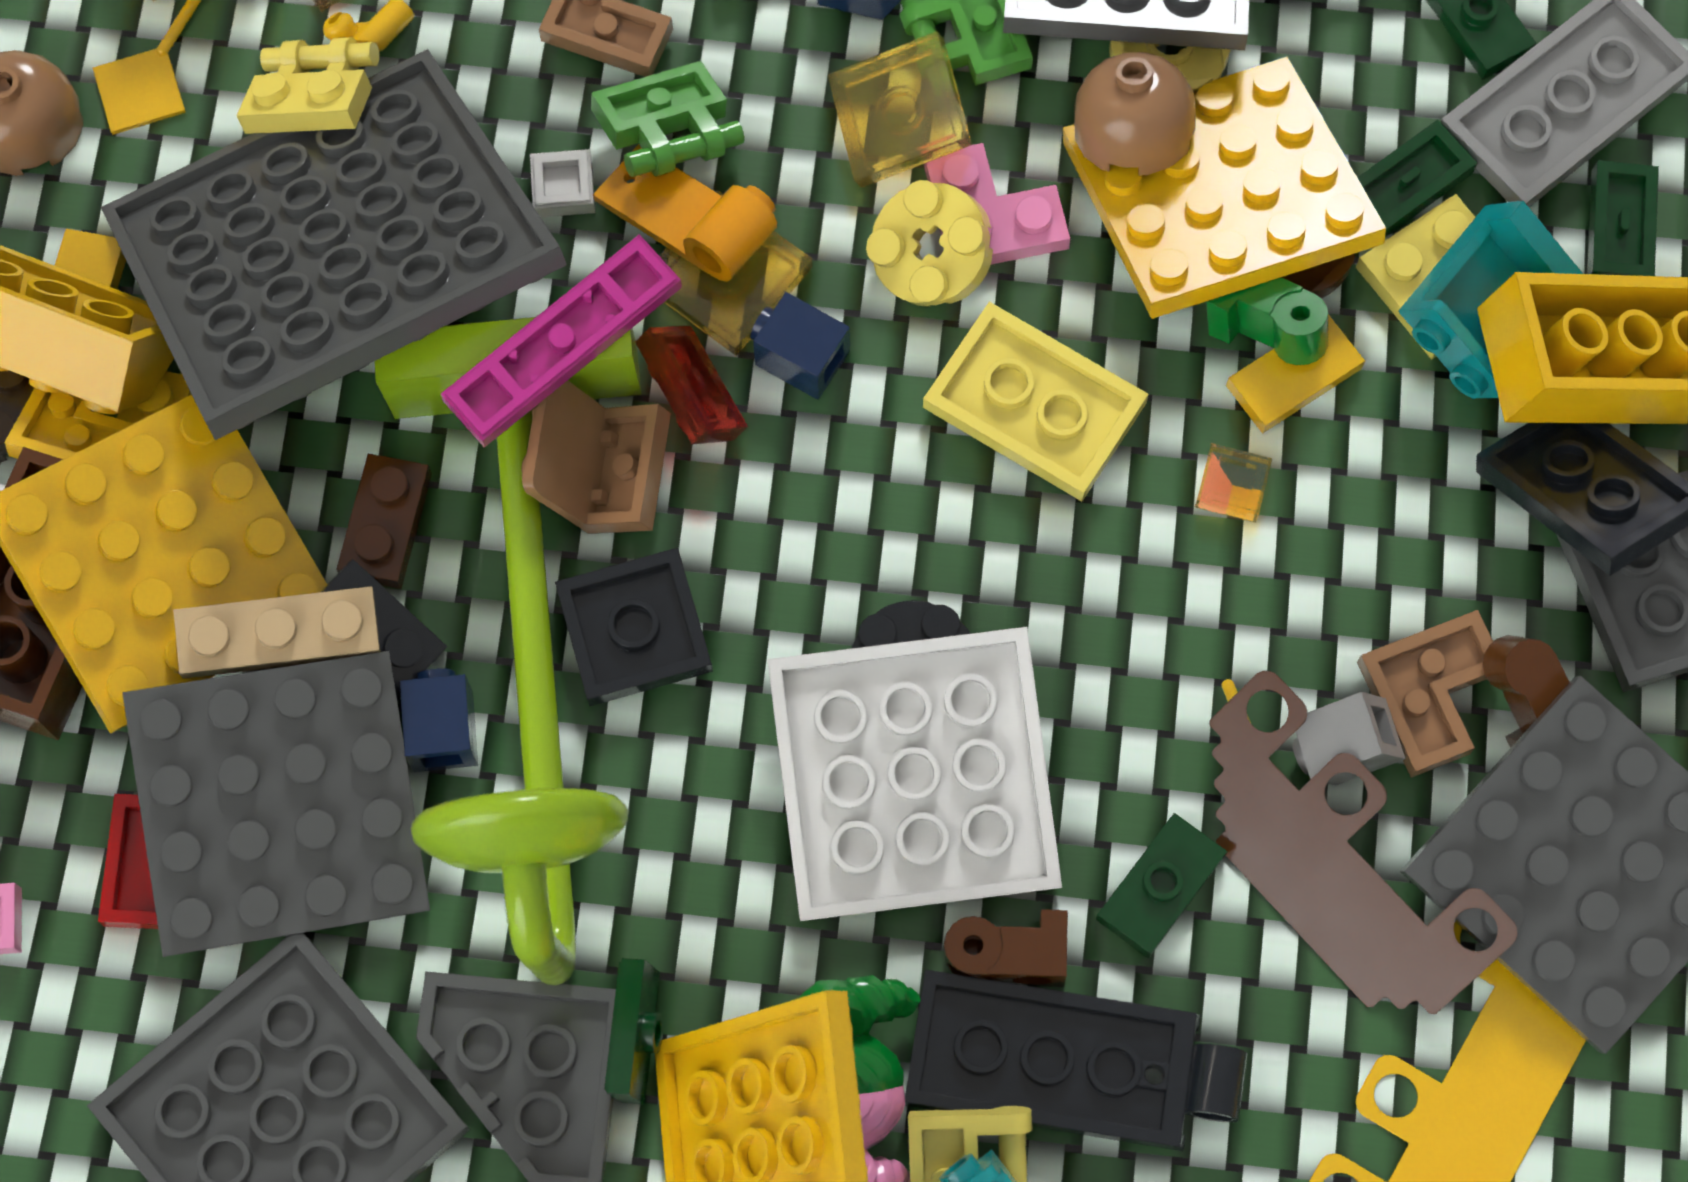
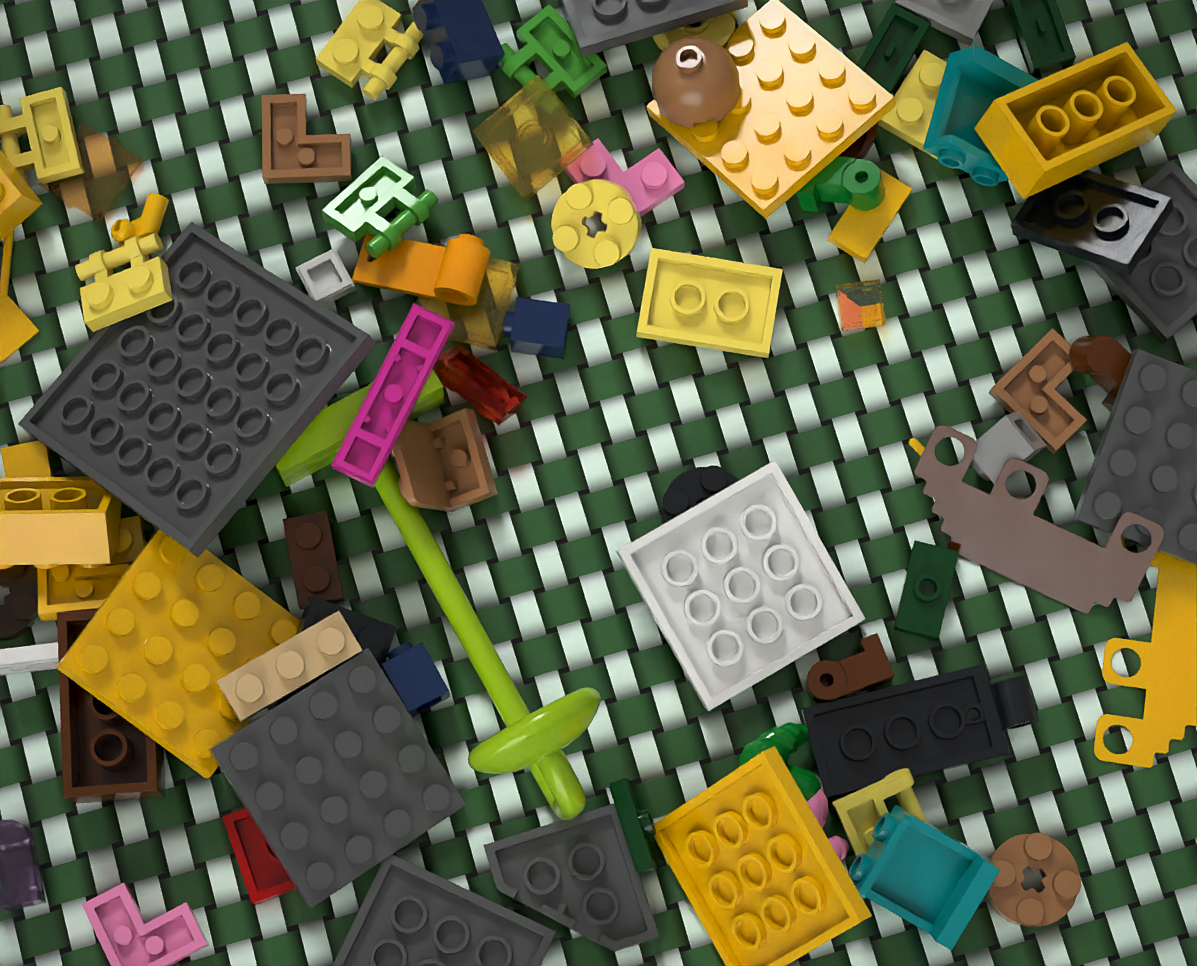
camera: 25 degrees left, 5 degrees up
(633, 627) = (513, 563): black plate -> none

